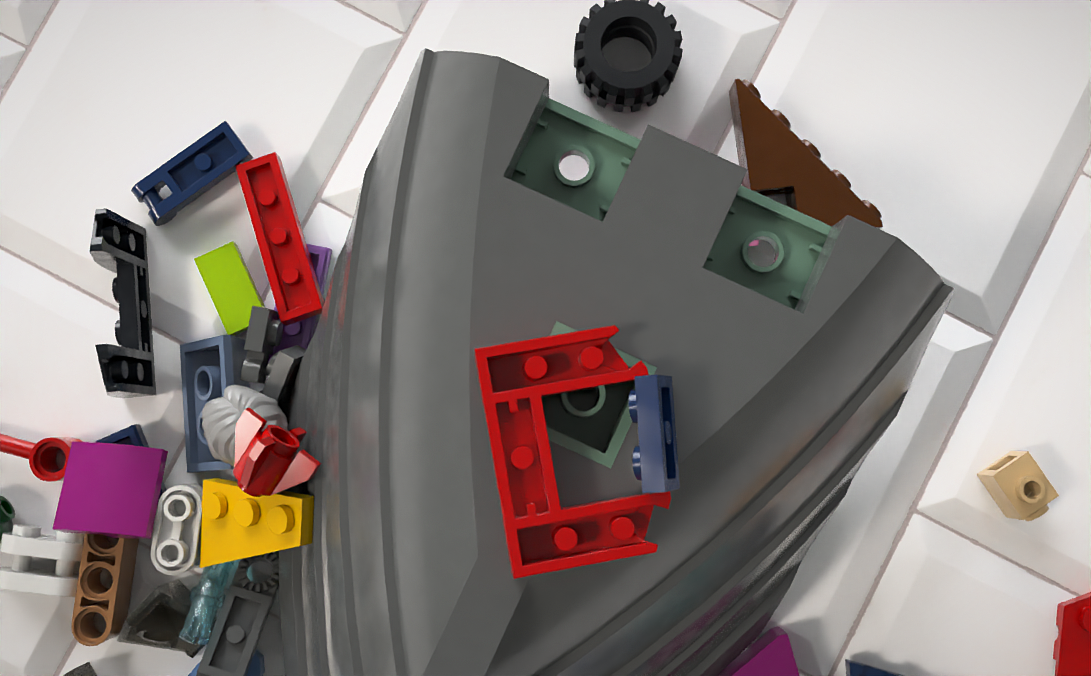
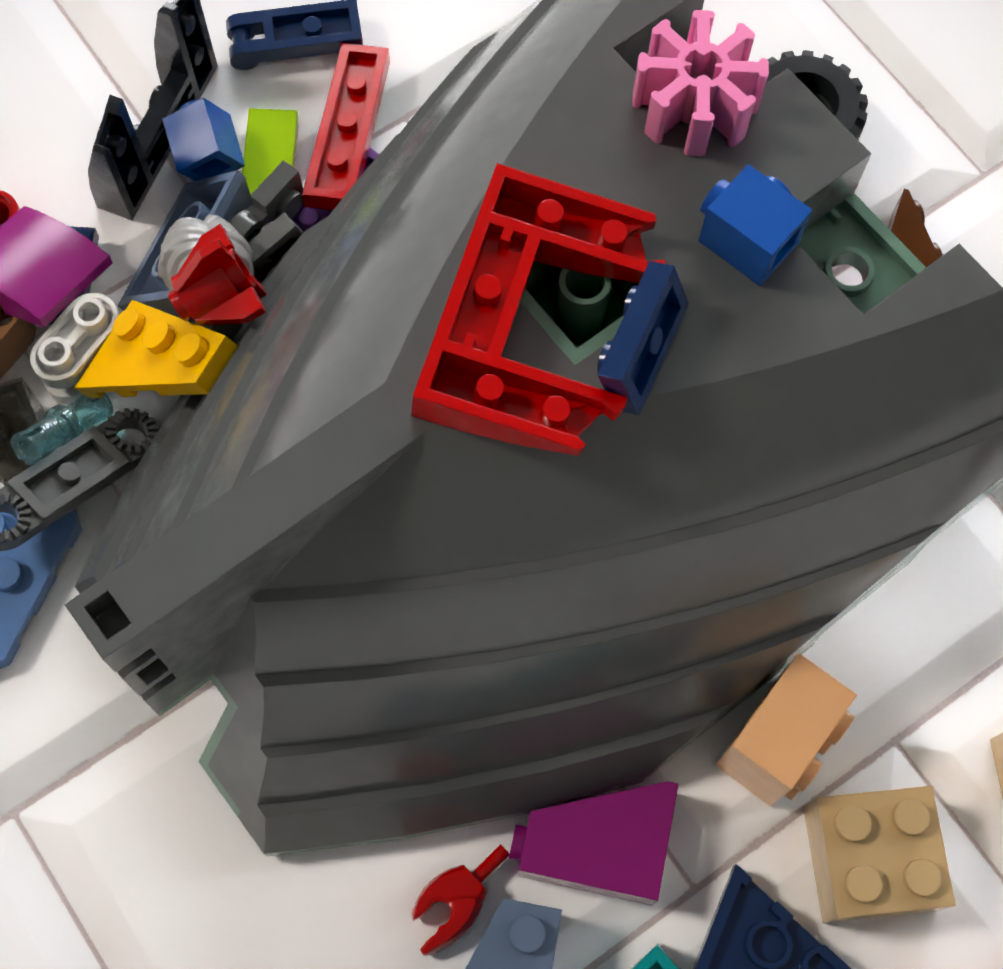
camera: 25 degrees right, 15 degrees down
(176, 310) = (203, 140): none -> blue brick
(583, 169) = (699, 83): none -> bright pink gear
(692, 289) = (753, 223): none -> blue brick
(846, 563) = (786, 730): none -> light nougat brick
(941, 606) = (878, 854): none -> tan brick

